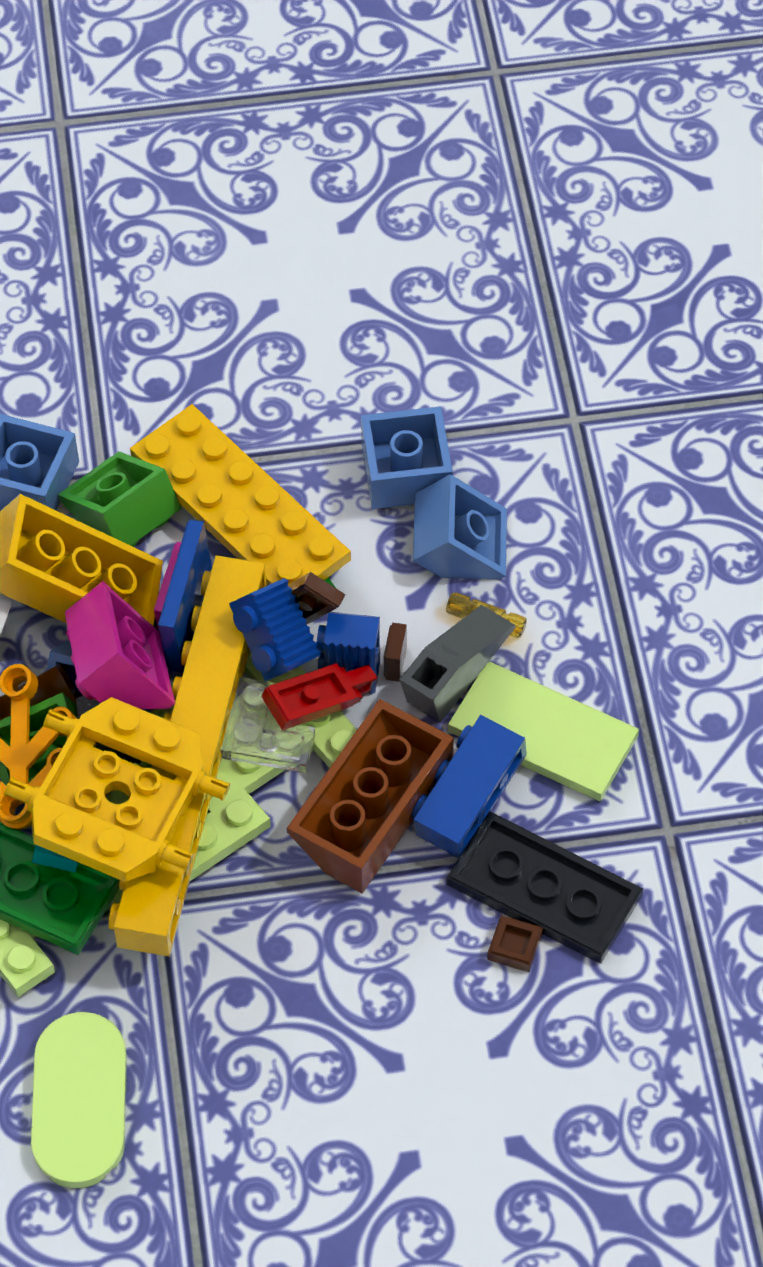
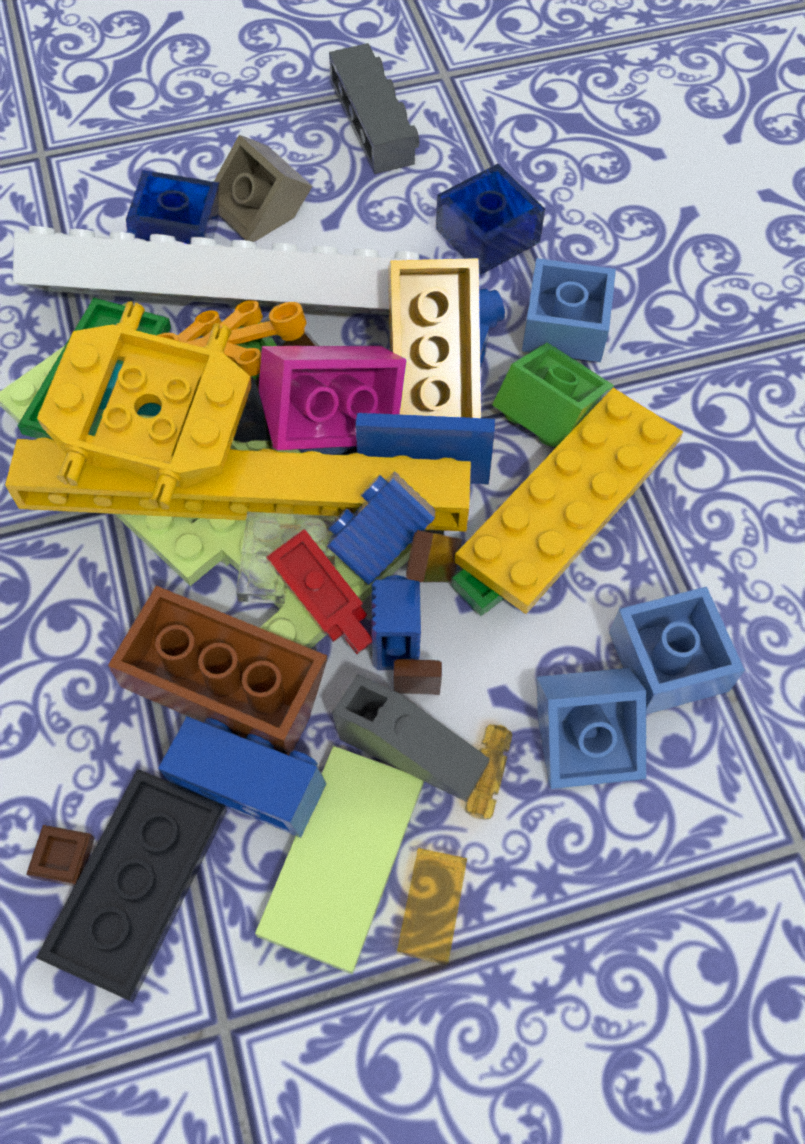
camera: 80 degrees right, 5 degrees up
(592, 671) = (432, 906): none -> clear yellow tile

